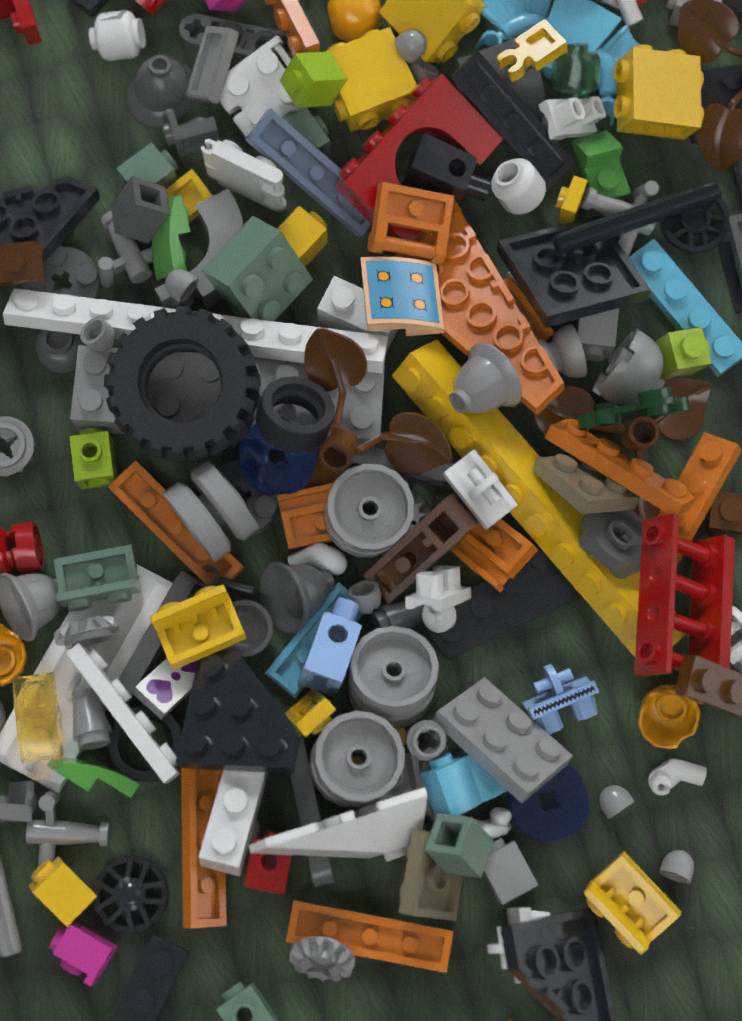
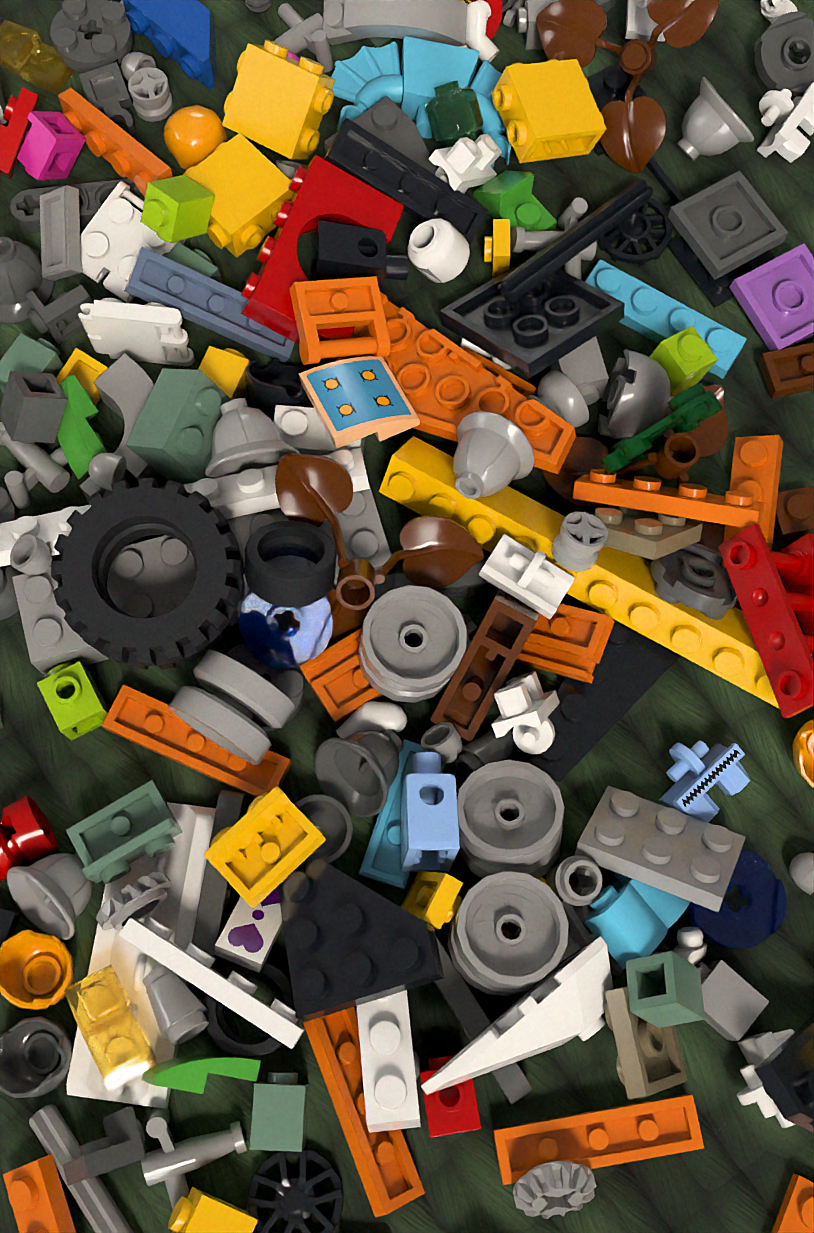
camera: 20 degrees left, 5 degrees down
(140, 827) = (279, 1113): none -> sand green brick
(229, 584) = (269, 784): black hand -> none
(297, 300) = (244, 441): none -> light grey hat
(341, 257) = (275, 386): none -> black hair
(411, 45) = (270, 142): light grey hinge -> none
(535, 48) = (403, 100): yellow plate -> none
(540, 474) = (579, 541): none -> light grey wheel

